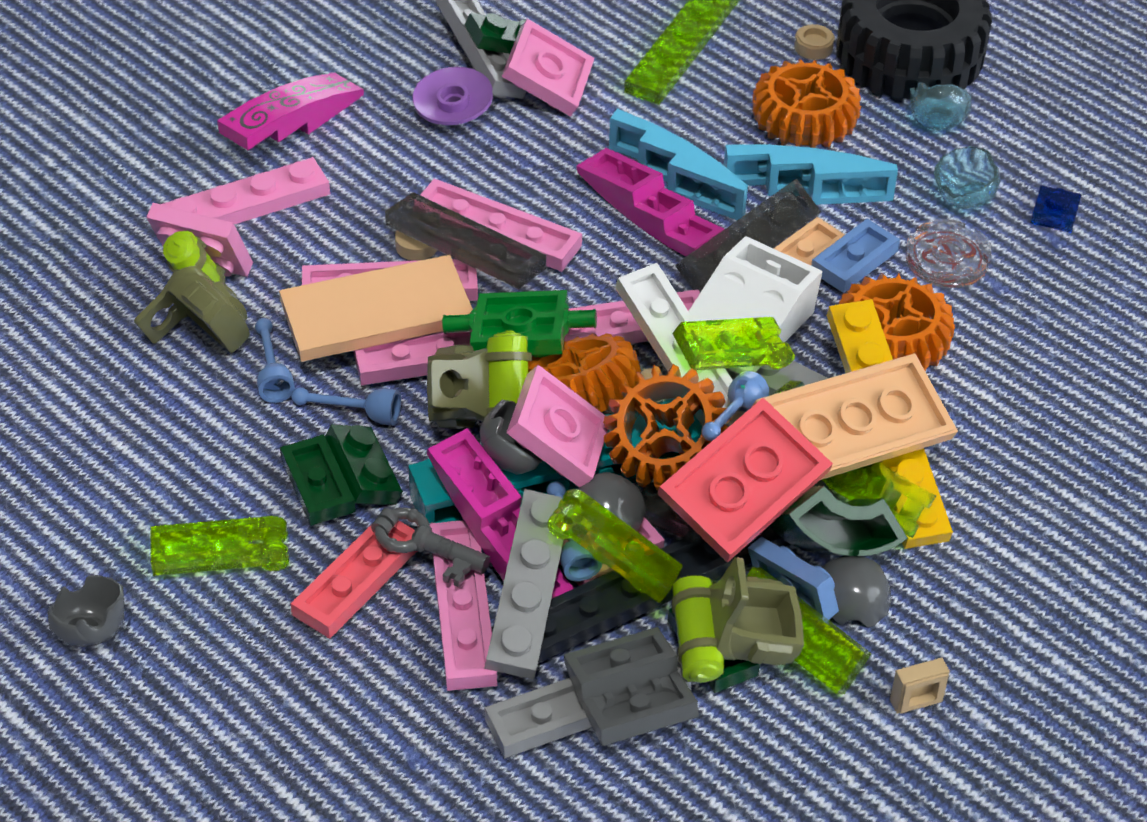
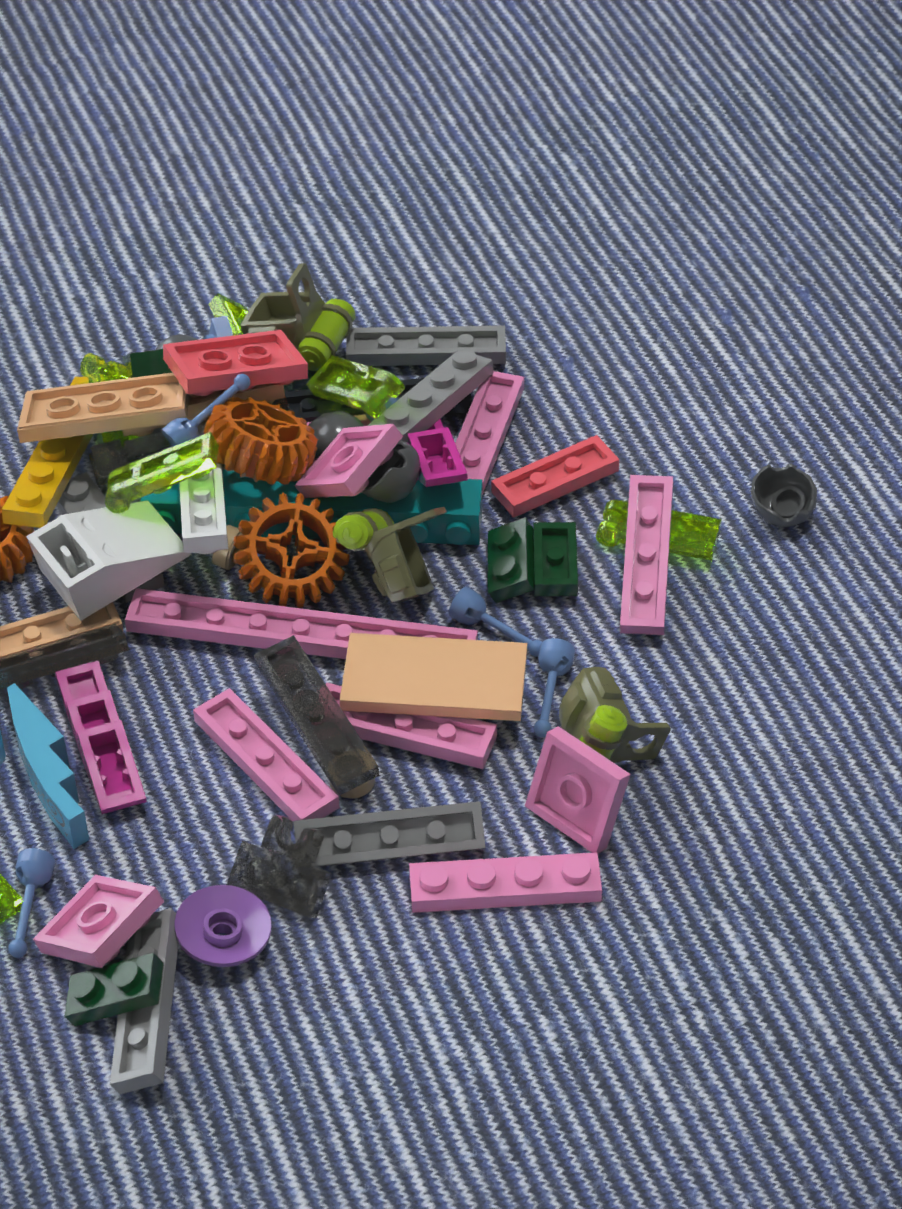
camera: 155 degrees left, 0 degrees up
(217, 488) = (646, 555): none -> bright pink plate
(289, 107) = (405, 963): dark pink slope -> none
(372, 189) = (397, 833): none -> light grey plate
(424, 539) = (492, 464): dark grey piece -> none
(428, 141) = (283, 869): none -> clear smoke plate
(534, 314) = (317, 597): green plate -> none
(628, 97) = (33, 870): none -> medium blue hinge
(630, 686) = (395, 323): dark grey slope -> none
(919, 685) = (187, 286): tan tile -> none

